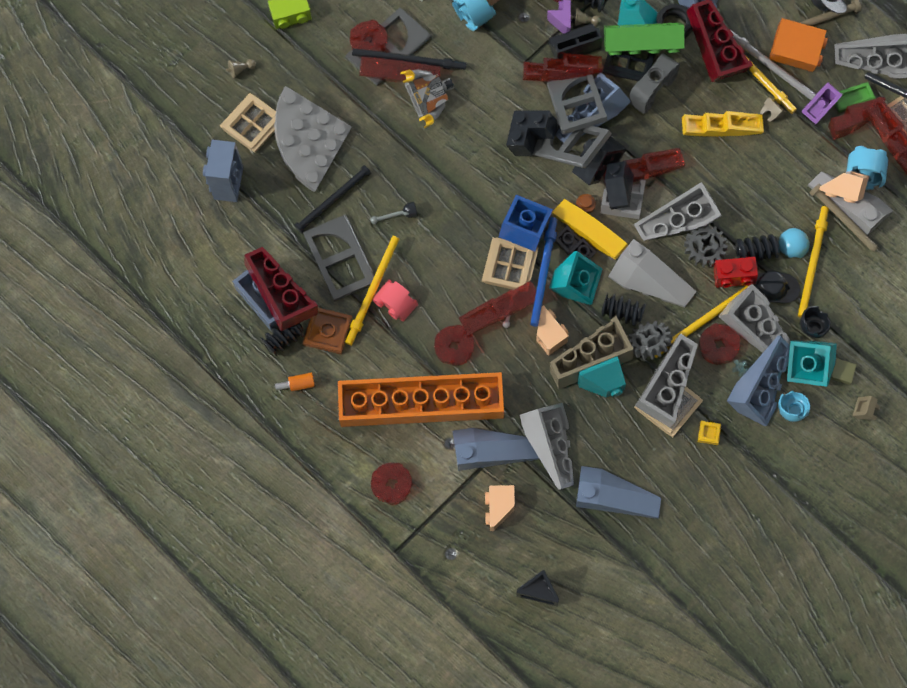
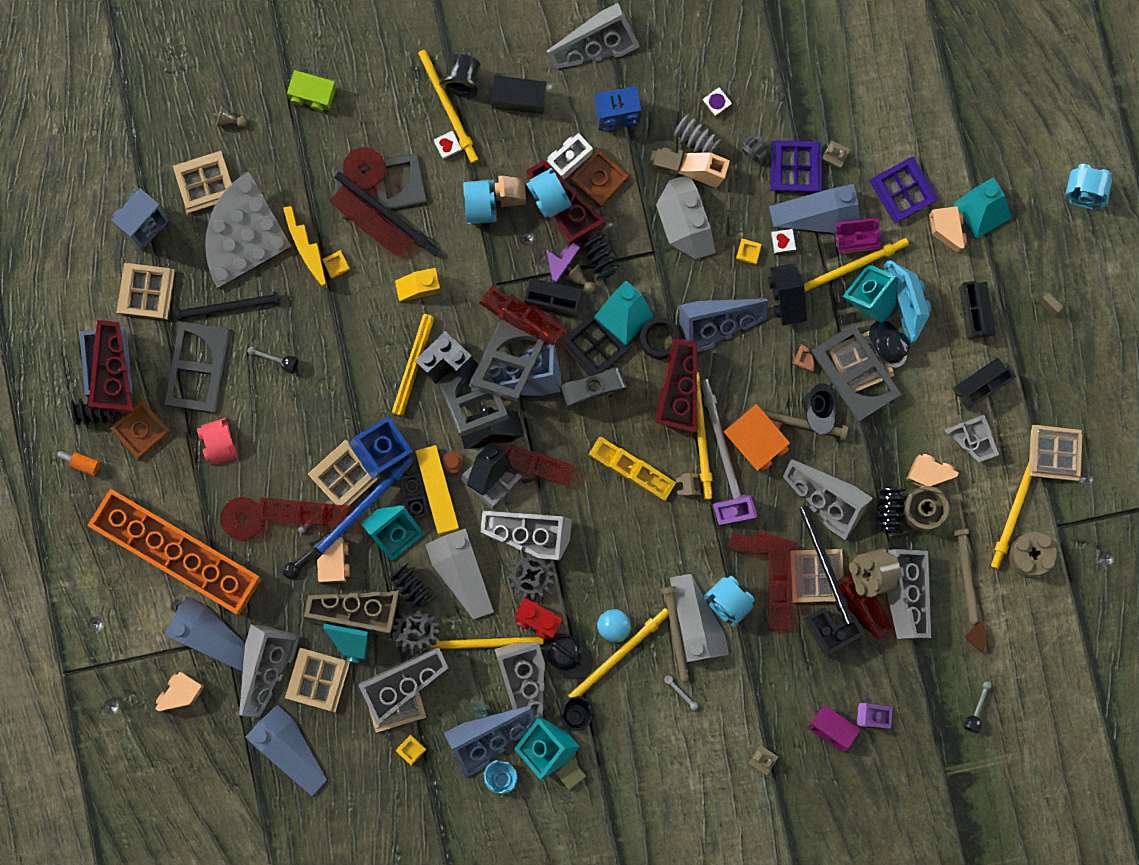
camera: 25 degrees right, 10 degrees up
(261, 226) = (145, 291): none -> tan piece
(356, 325) = (168, 442): yellow bar -> none
(369, 123) = (309, 253): none -> yellow slope
(394, 120) = (336, 264): none -> yellow tile
(395, 472) = (107, 620): clear red plate -> none
(427, 93) = (378, 261): torso -> none
(468, 94) = (418, 285): none -> yellow slope
(504, 153) = (412, 367): none -> yellow axle
(519, 359) = (292, 569): none -> black pin
(539, 589) = (162, 793): black slope -> none
(599, 427) = (317, 680): none -> tan piece
(644, 37) = (611, 339): bright green brick -> none
(723, 354) = (482, 663): clear red plate -> none
(757, 247) = (575, 610): black piece -> none
(847, 185) = (694, 608): light nougat slope -> none
(854, 95) = (774, 521): bright green tile -> none
(862, 257) = (693, 705): none -> light grey hinge
(865, 408) = (563, 821): dark tan tile -> none

